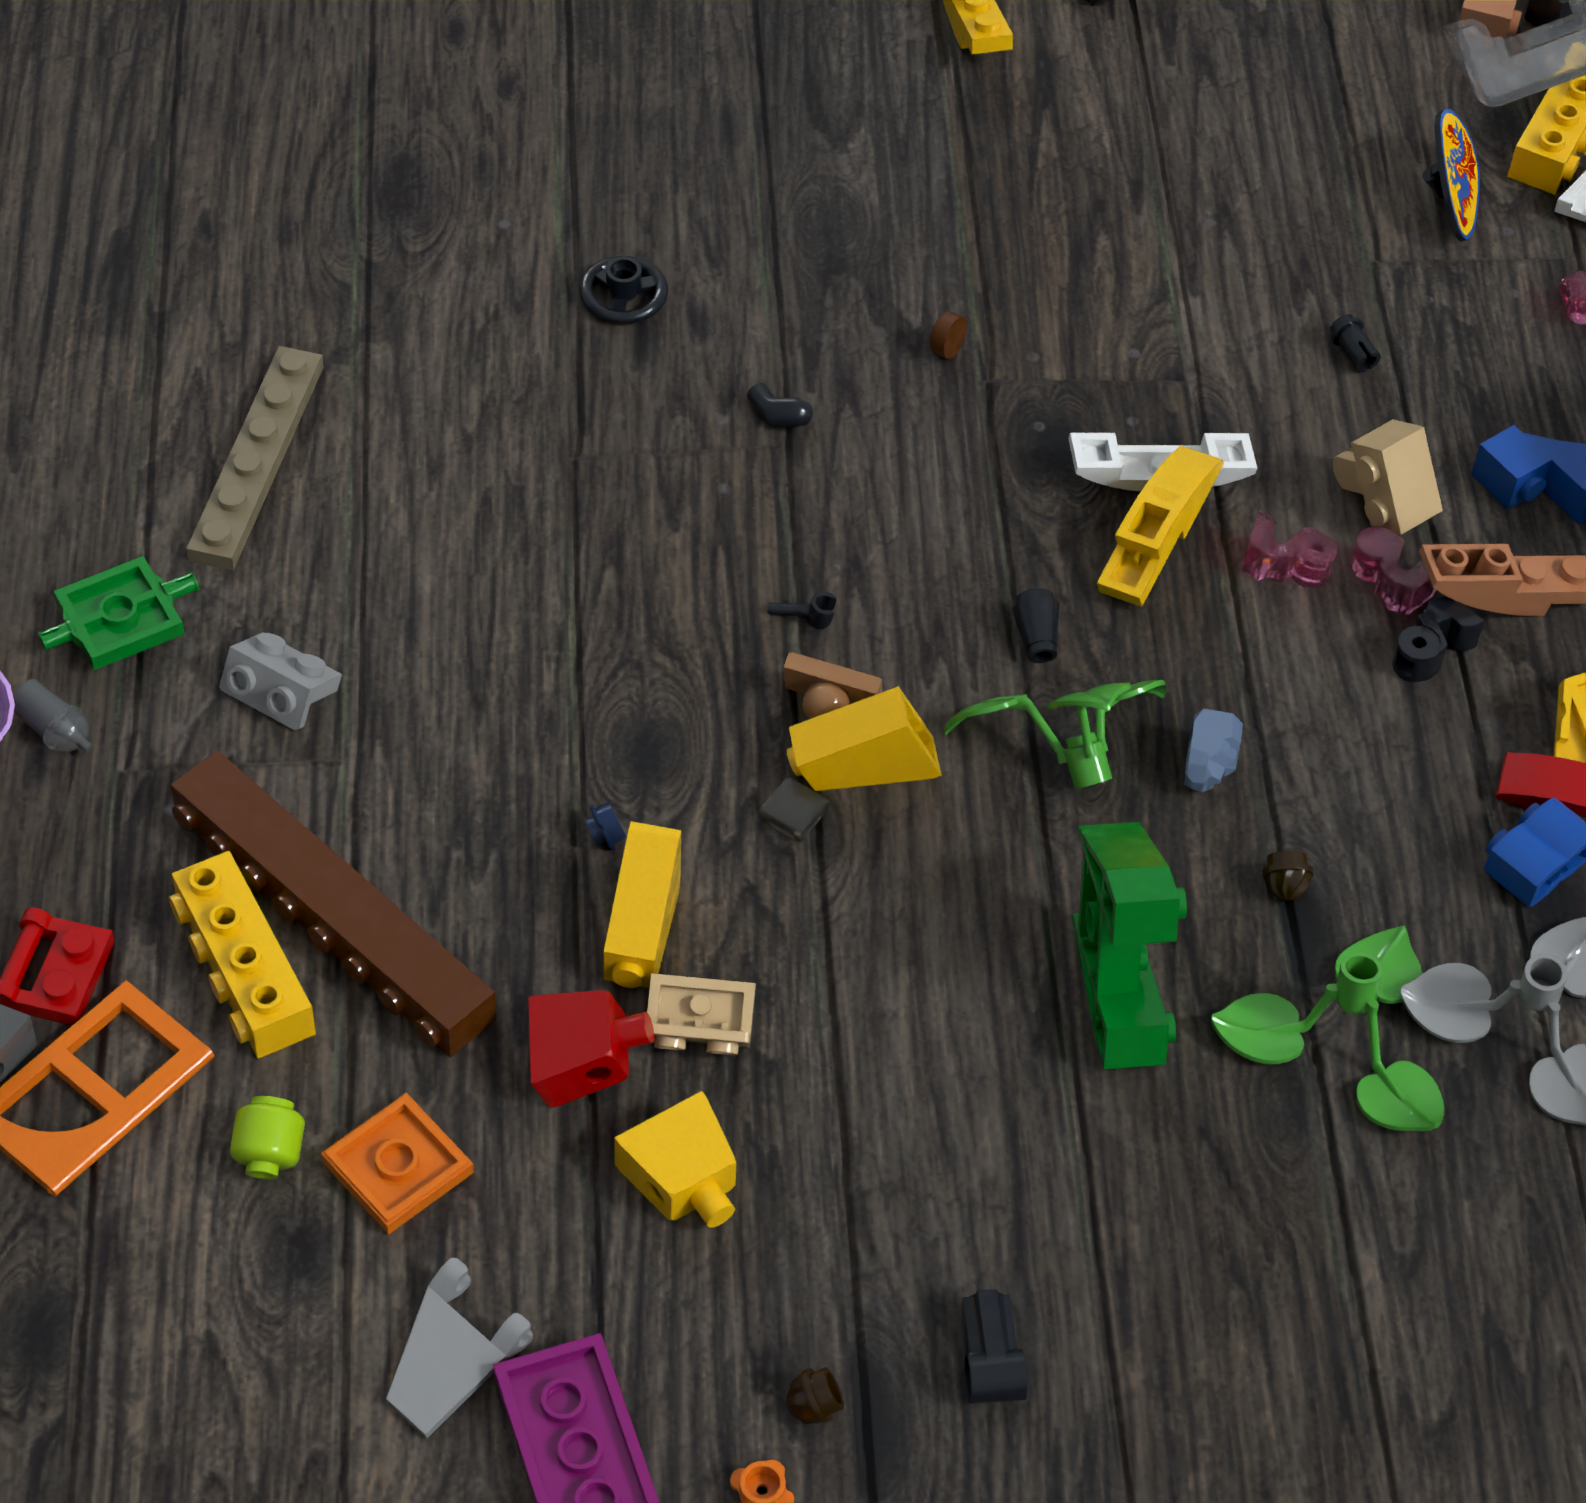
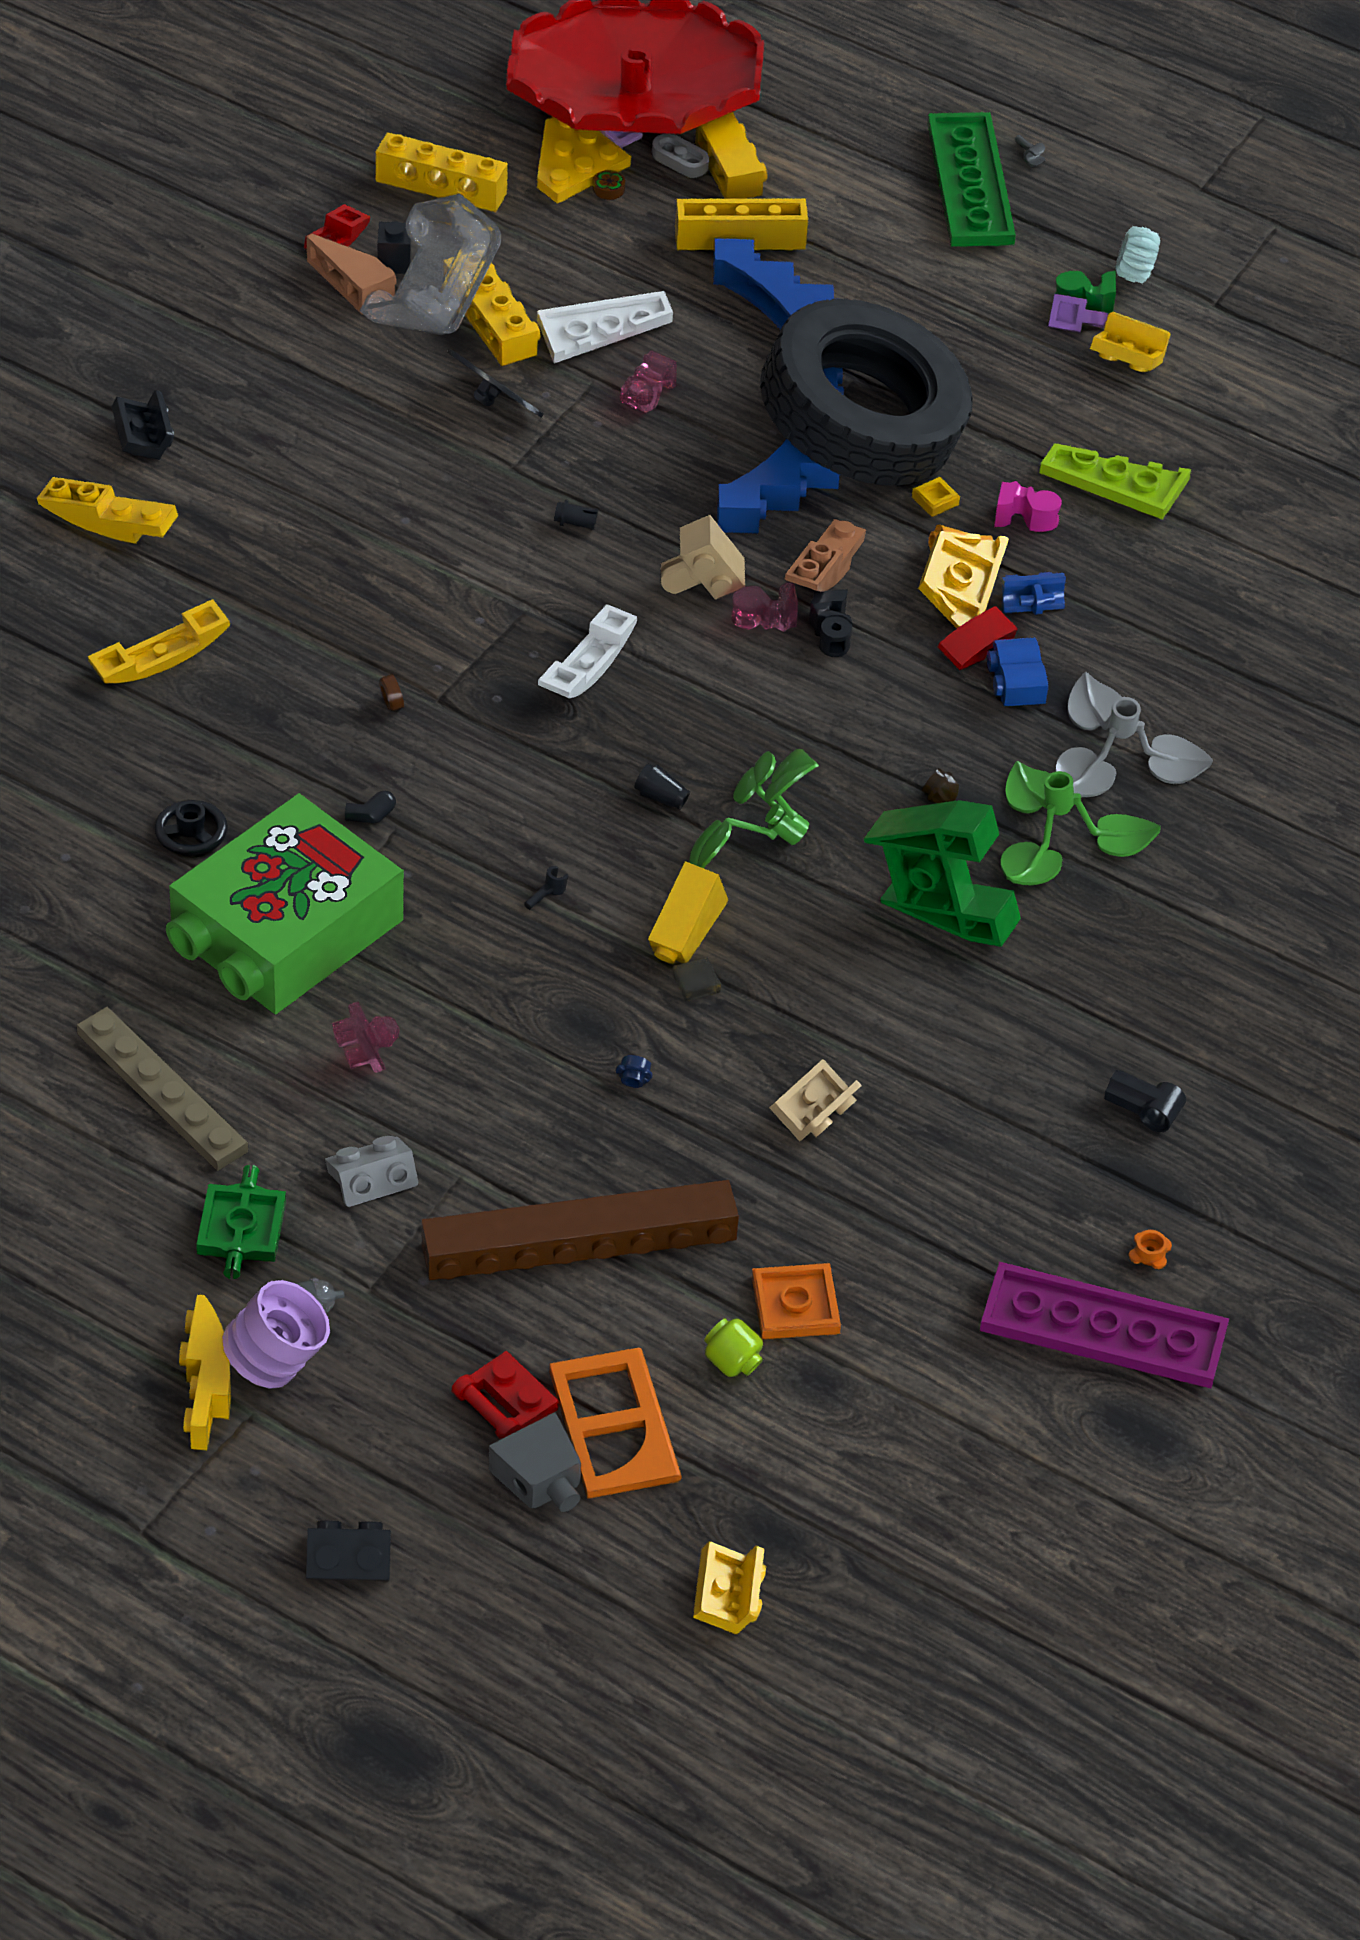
camera: 55 degrees left, 5 degrees down
(243, 955) = (583, 1292): yellow brick -> none
(436, 565) = (363, 1039): none -> clear pink hips
(447, 1355) = (949, 1346): light grey flag -> none
(556, 405) = (285, 904): none -> bright green brick
(581, 1043) = (794, 1162): red torso -> none
(643, 905) = (721, 1080): yellow slope -> none
(681, 1161) = (912, 1164): yellow torso -> none
(814, 1396) = (1113, 1191): dark brown plate -> none
(827, 140) = (161, 652): none -> yellow slope
(827, 684) = (627, 908): medium nougat tile -> none
(1156, 521) = (642, 684): yellow slope -> none
(1212, 749) = (831, 774): sand blue rock -> none
(1303, 558) = (701, 656): clear pink leg -> none

